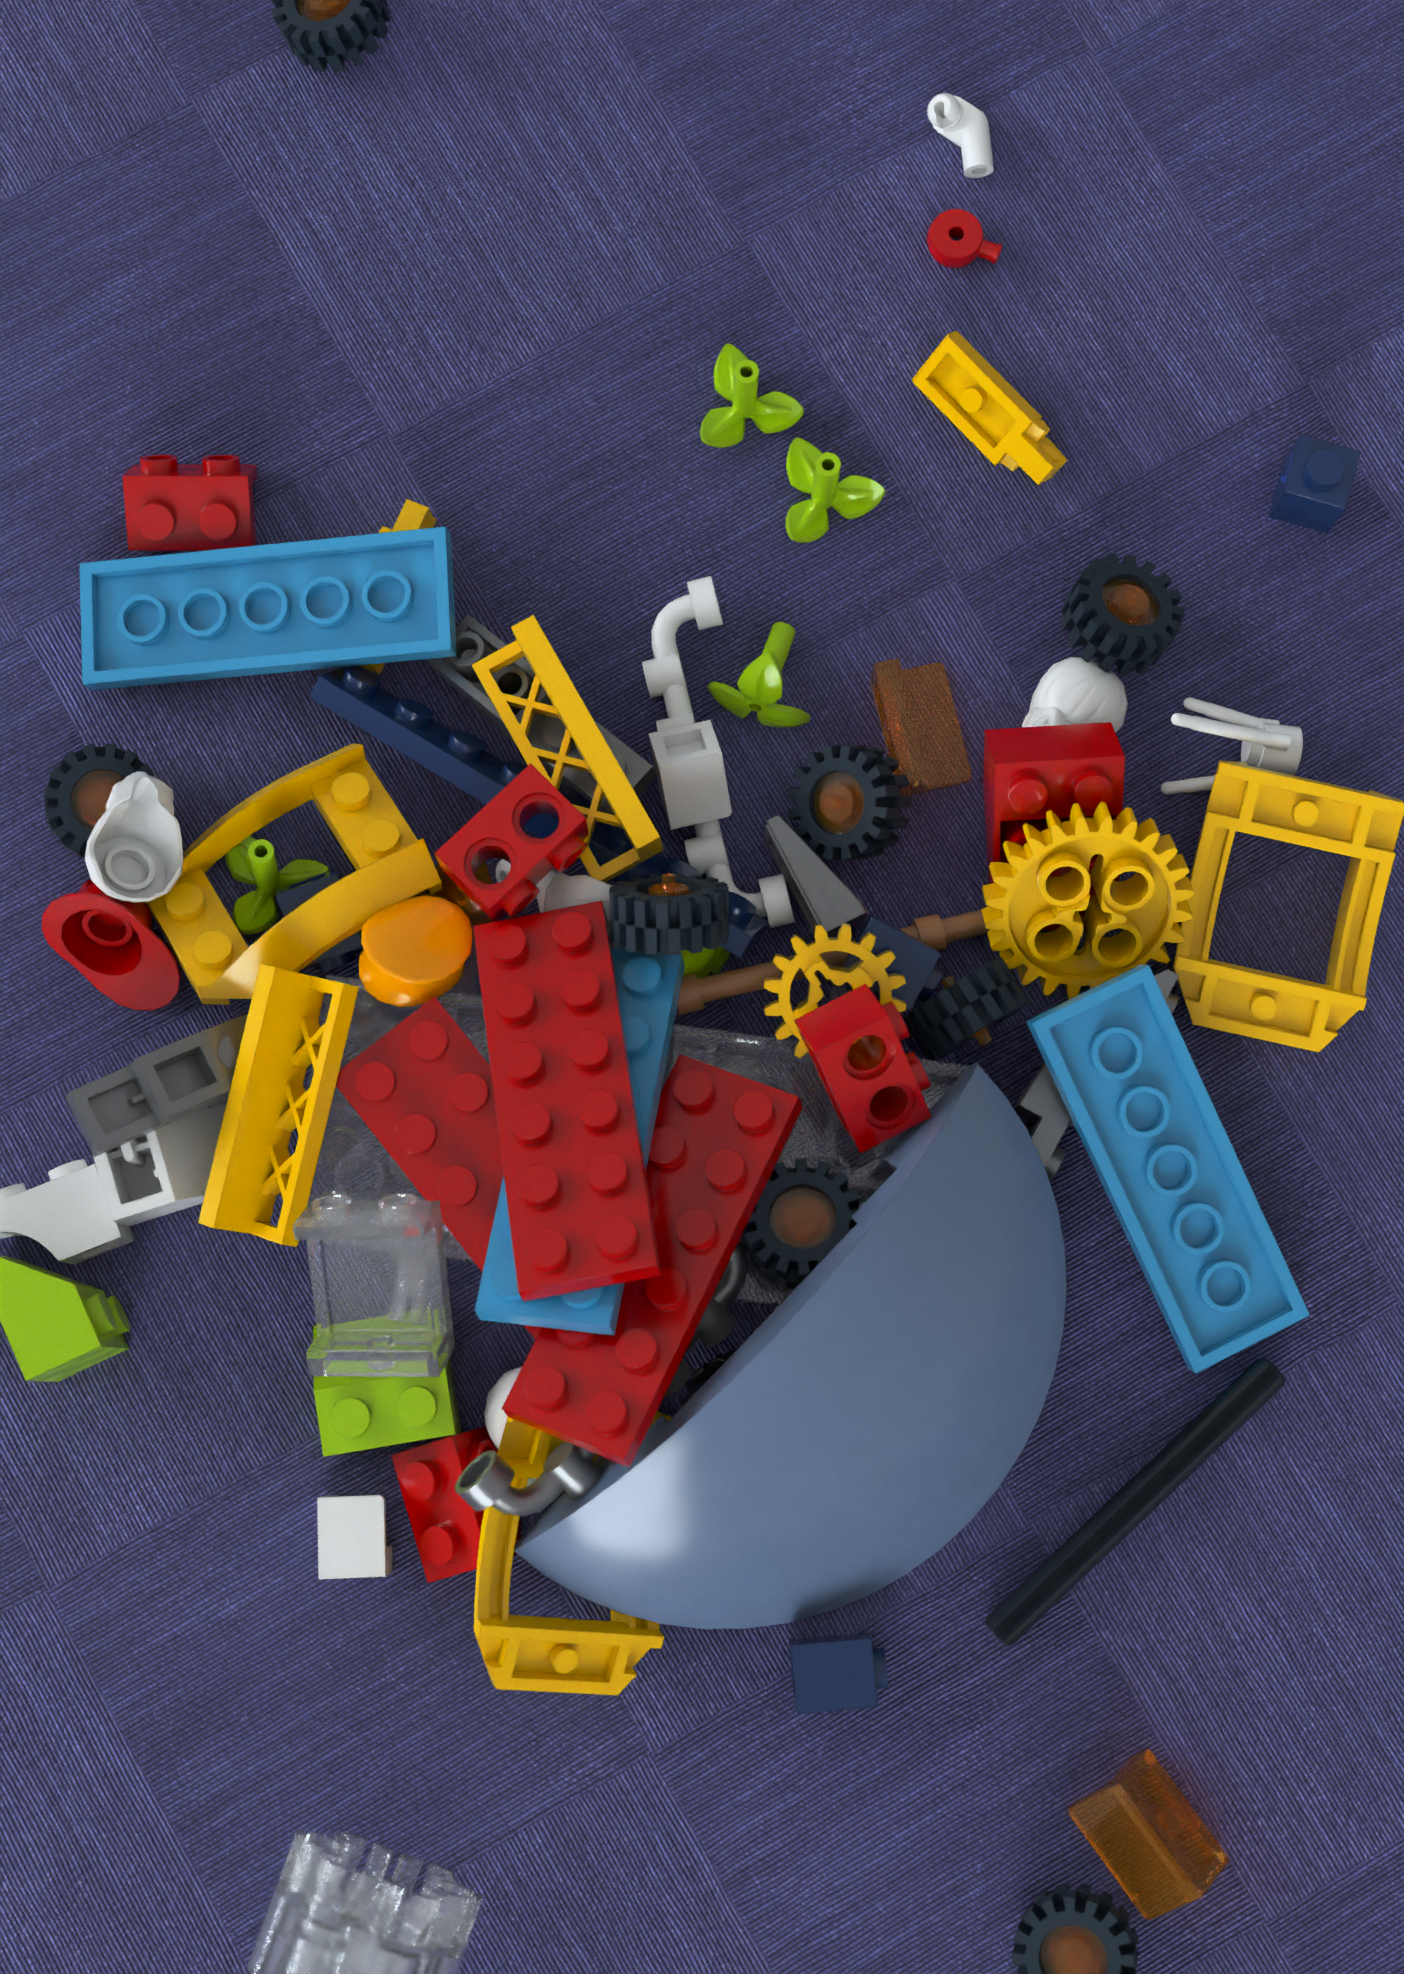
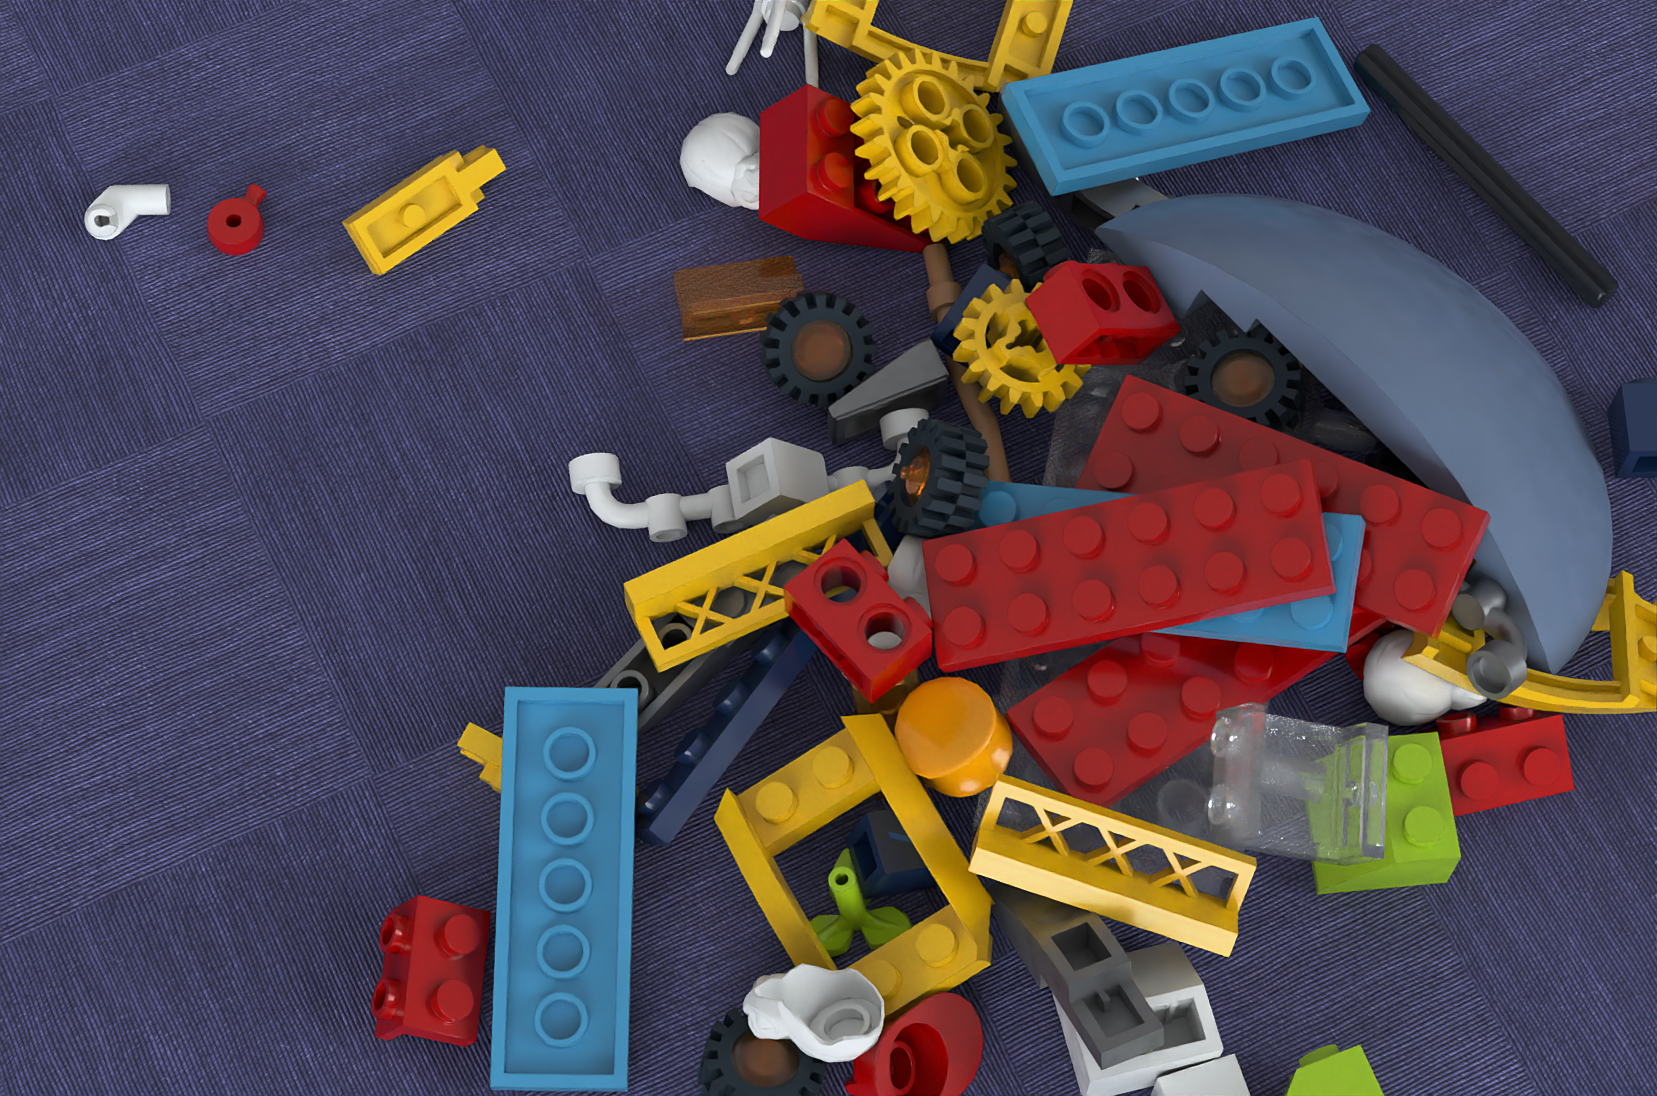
camera: 85 degrees left, 15 degrees down
(352, 1537) = (1535, 851): white panel -> none
(737, 381) = (388, 407): lime plant -> none
(763, 685) = (690, 416): lime plant -> none
(819, 475) = (492, 341): lime plant -> none
(1122, 614) = (647, 104): black wheel -> none

